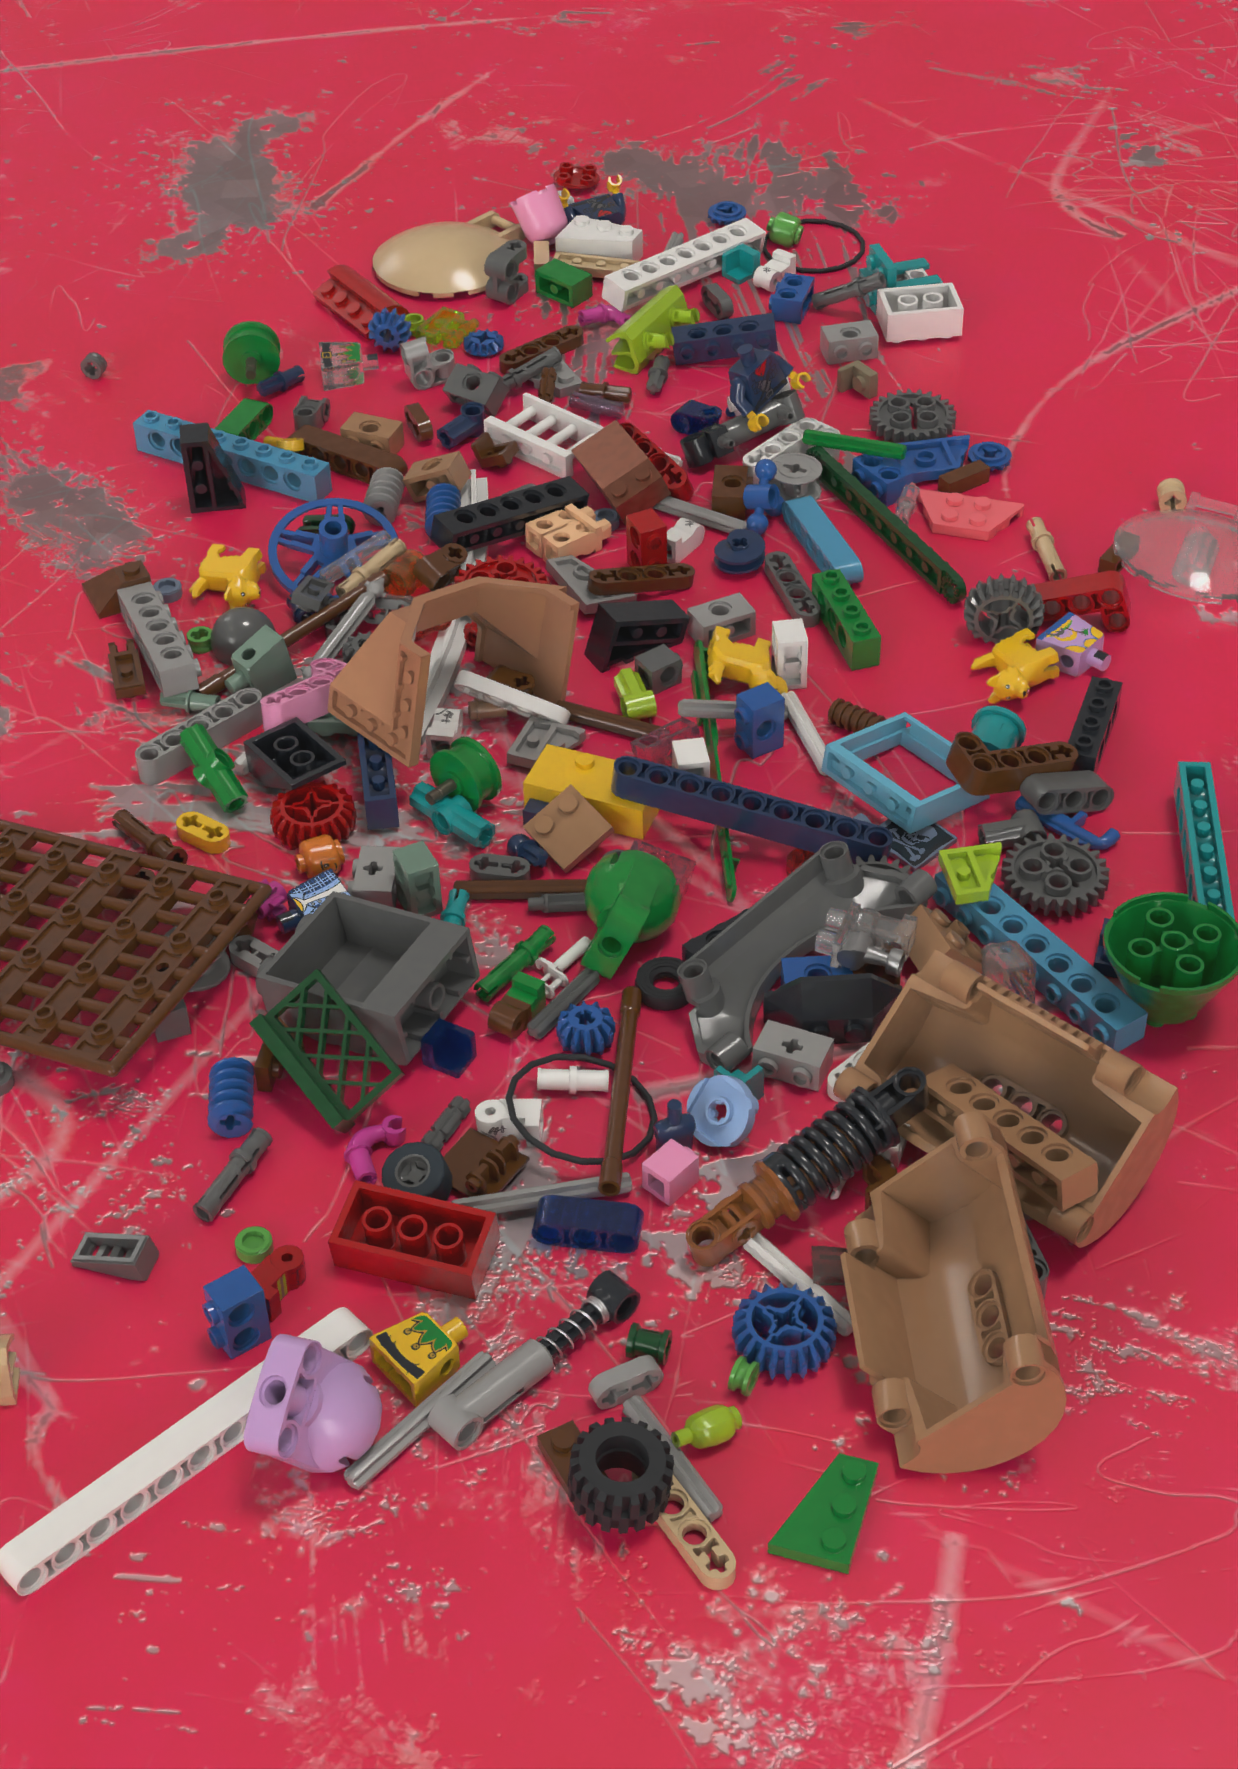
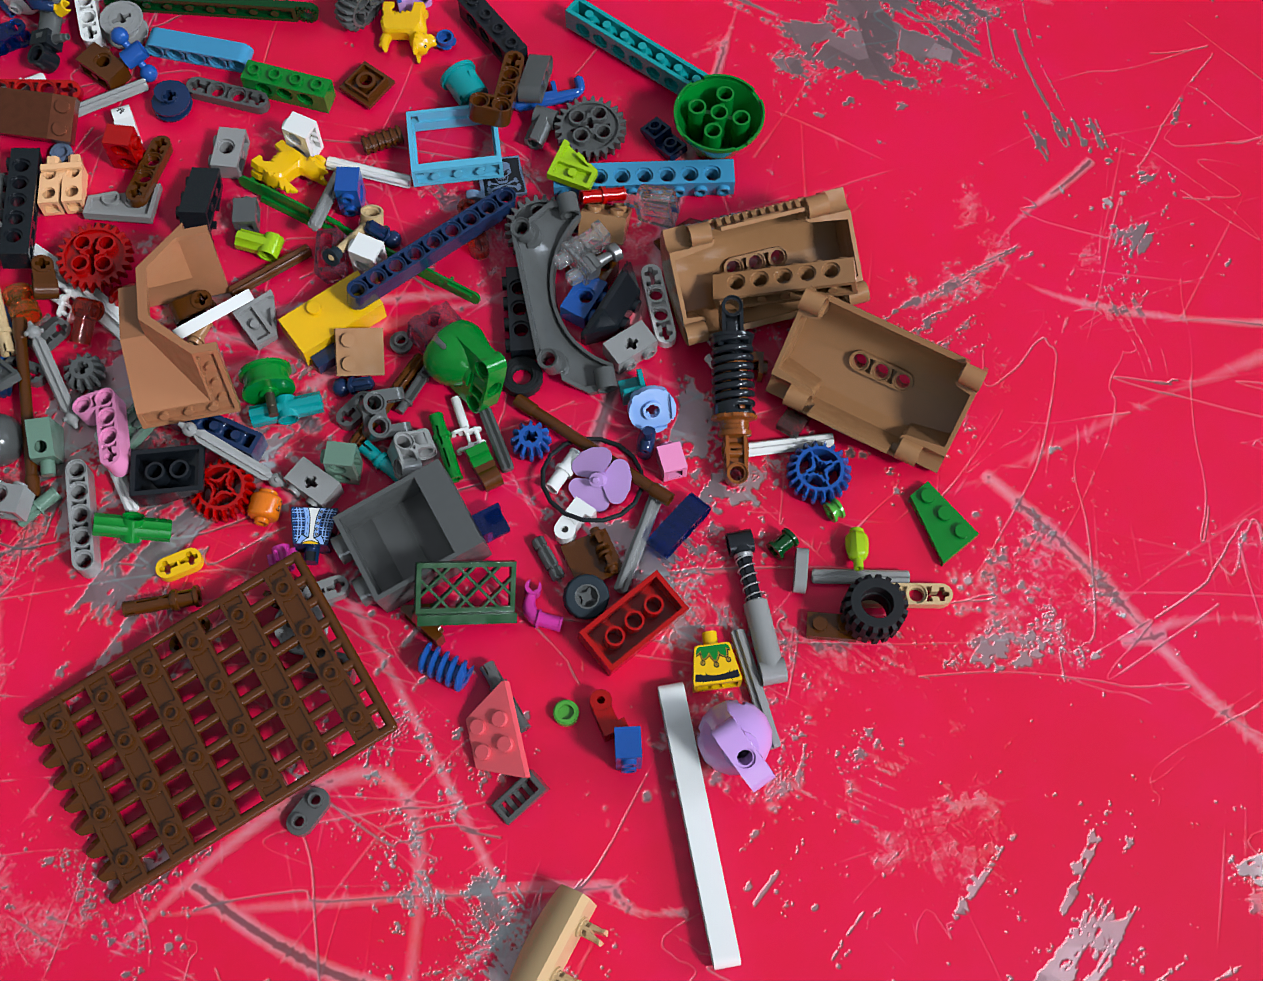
camera: 60 degrees left, 25 degrees up
(176, 1184) = (497, 734): none -> coral wing
(353, 787) = (232, 454): none -> light grey wheel
(489, 928) = (409, 449): none -> light grey piece
(501, 879) = (369, 416): none -> dark grey piece
(576, 1120) = (600, 485): none -> lavender piece
(733, 767) = (391, 239): none -> dark blue axle
(740, 760) = (368, 212): none -> tan piece
(915, 675) = (367, 94): none -> reddish brown piece
(965, 916) = (602, 195): none -> red pin
(1040, 704) = (445, 35): none -> blue plate

